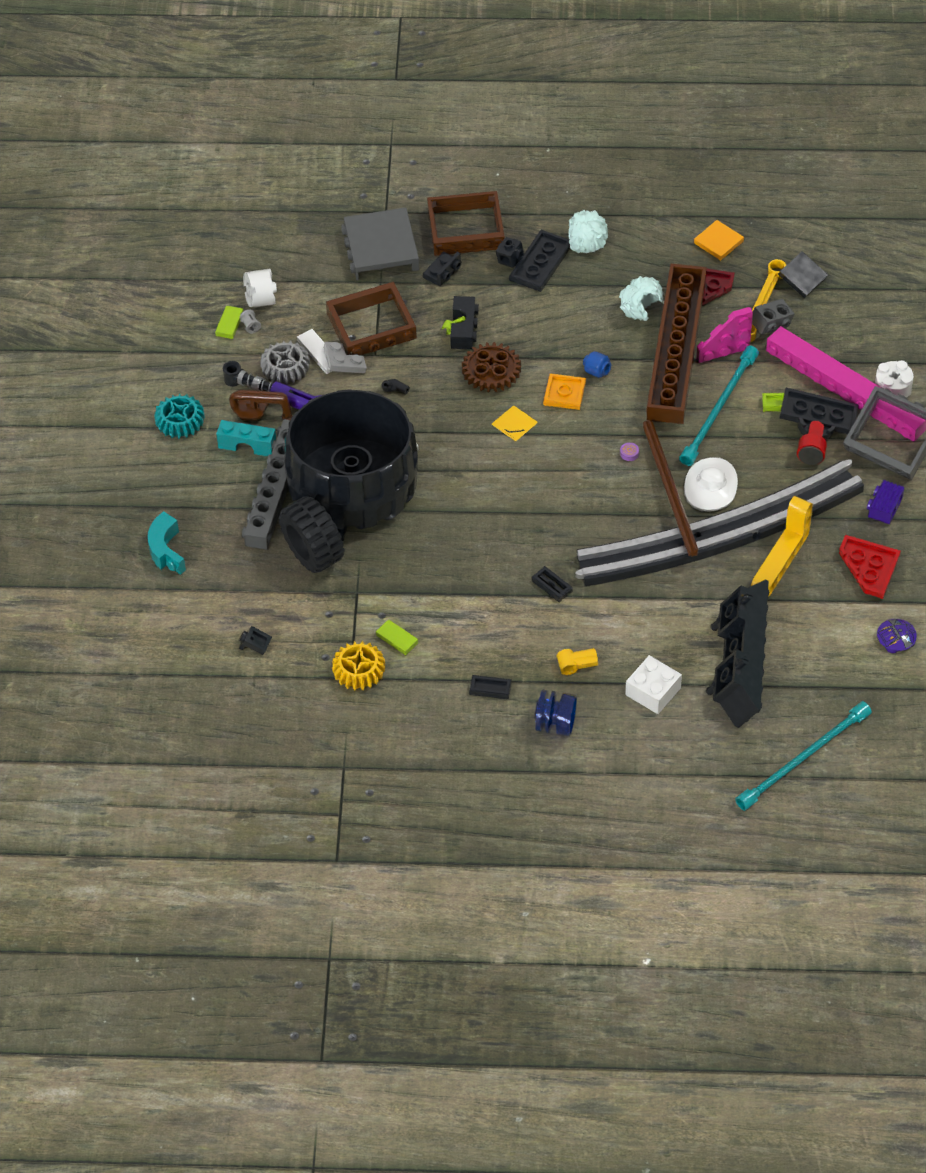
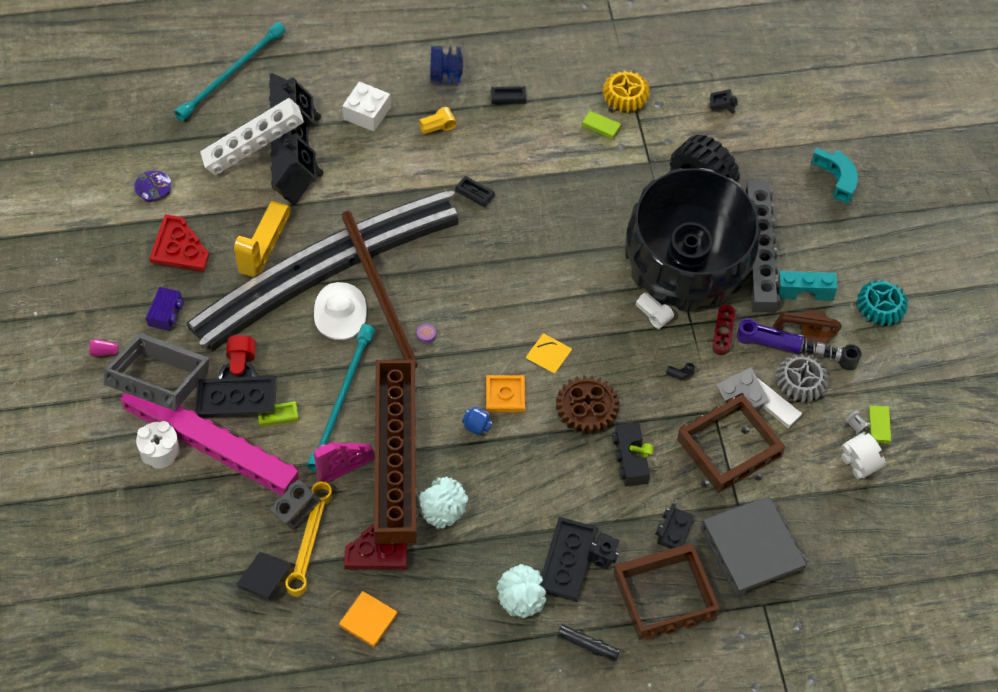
camera: 165 degrees right, 5 degrees up
(524, 190) = (588, 643): none -> black pin
(785, 635) = (251, 136): none -> white brick

